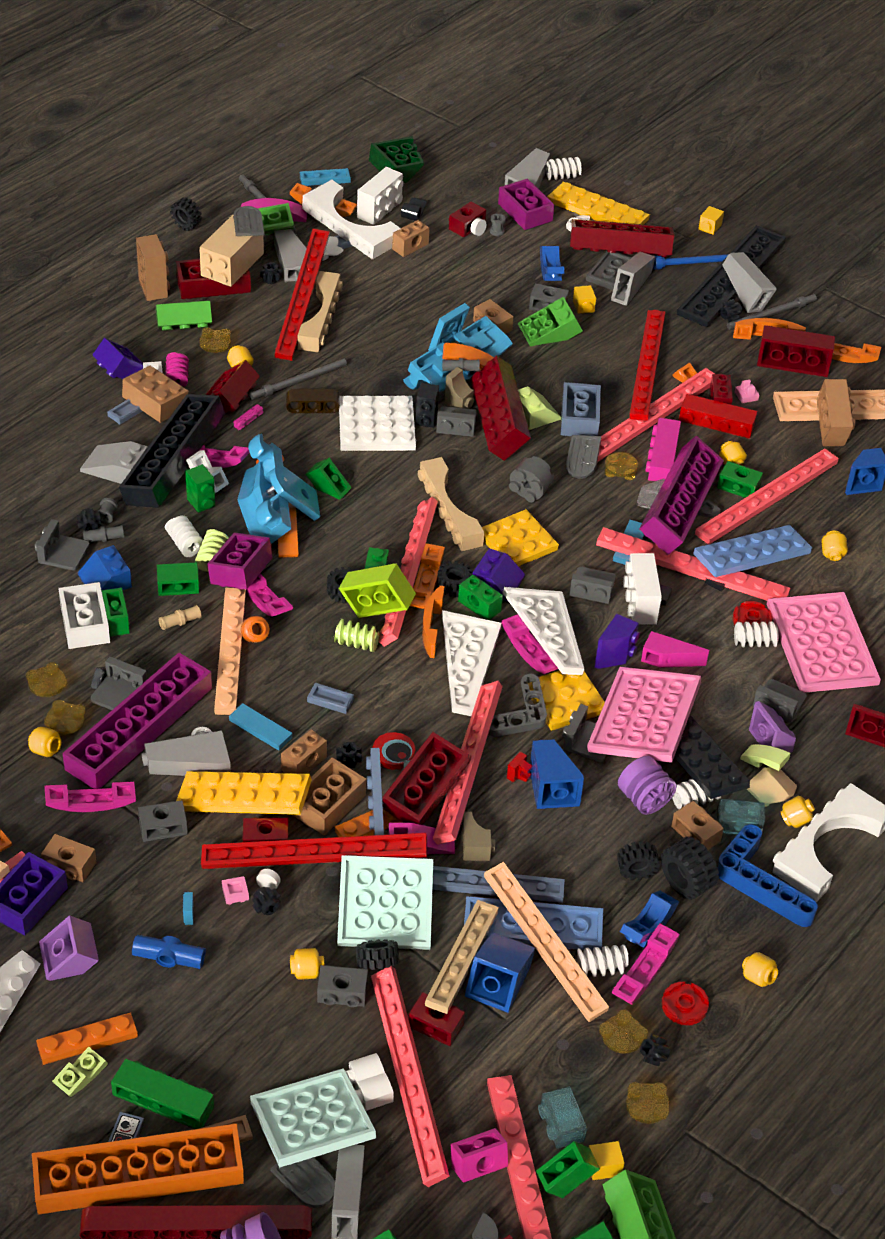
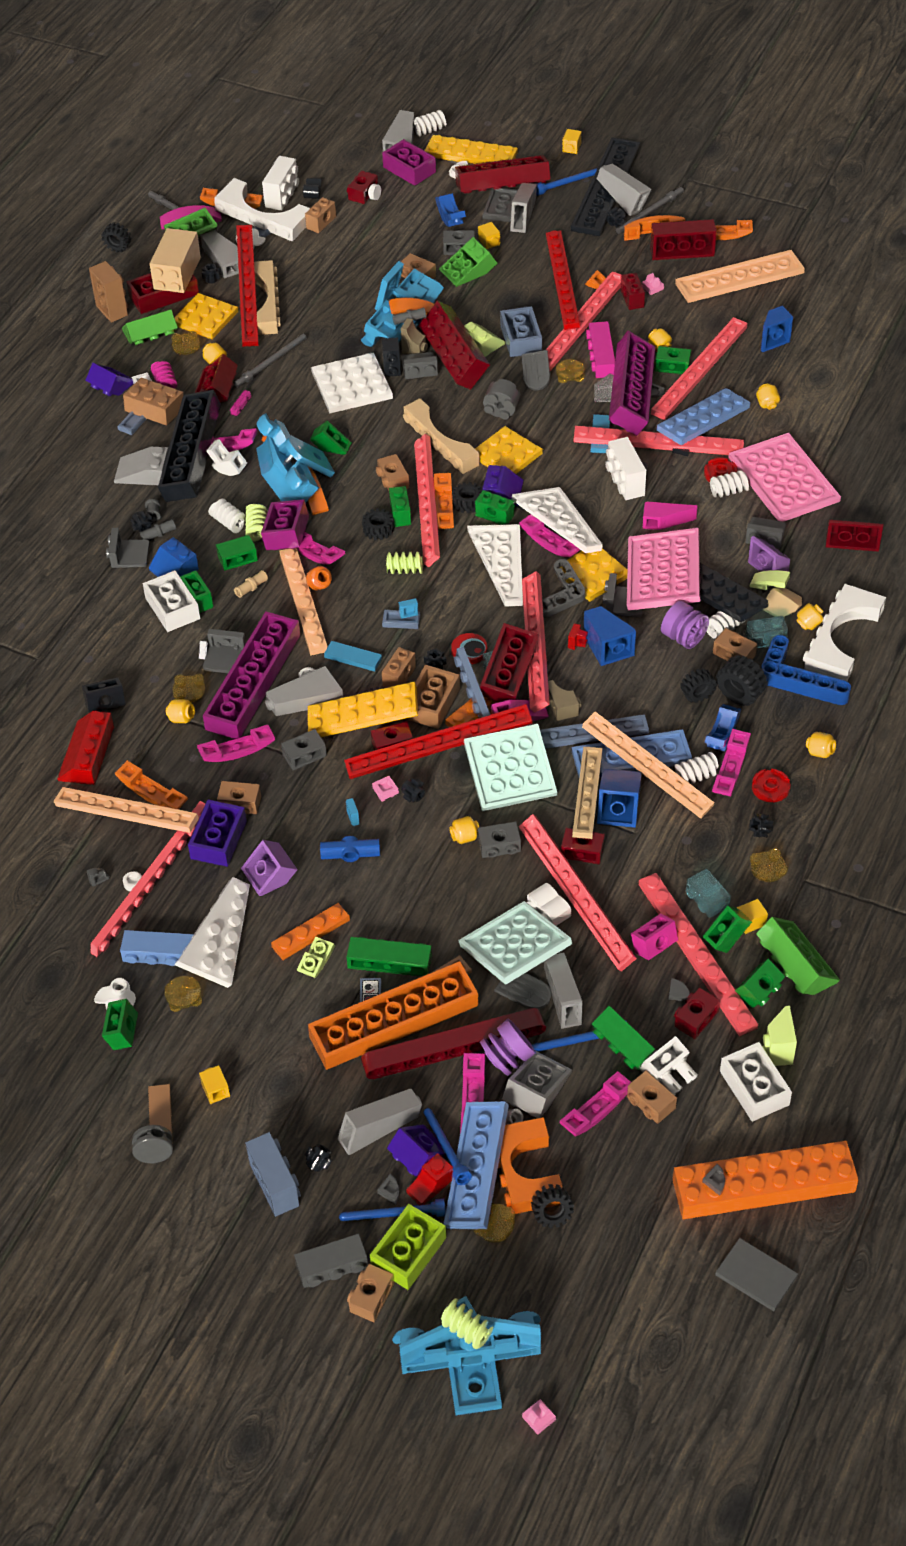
camera: 10 degrees left, 5 degrees up
(46, 680) = (160, 662): clear yellow piece -> none
(200, 488) = (226, 472): green brick -> none
(248, 221) = (183, 231): dark grey window -> none
(248, 316) = (205, 315): none -> yellow plate
(268, 878) = (407, 772): white tile -> none
(312, 401) = (290, 376): dark brown beam -> none
(321, 177) = (223, 177): dark azure tile -> none
(339, 688) = (408, 608): none -> dark azure tile
(377, 590) = (411, 521): lime brick -> none
(377, 954) = (519, 808): black tyre -> none
(382, 531) = (392, 472): none -> medium nougat brick
(398, 155) = (281, 142): dark green wedge -> none
(429, 635) = (463, 549): orange slope -> none
(497, 224) = (390, 182): dark grey bush -> none
(592, 584) = (582, 475): dark grey bracket -> none
(617, 642) = (621, 517): dark purple slope -> none
(623, 1033) = (731, 819): clear yellow piece -> none
(718, 416) = (636, 310): red brick -> none
(835, 412) = (733, 284): medium nougat brick -> none

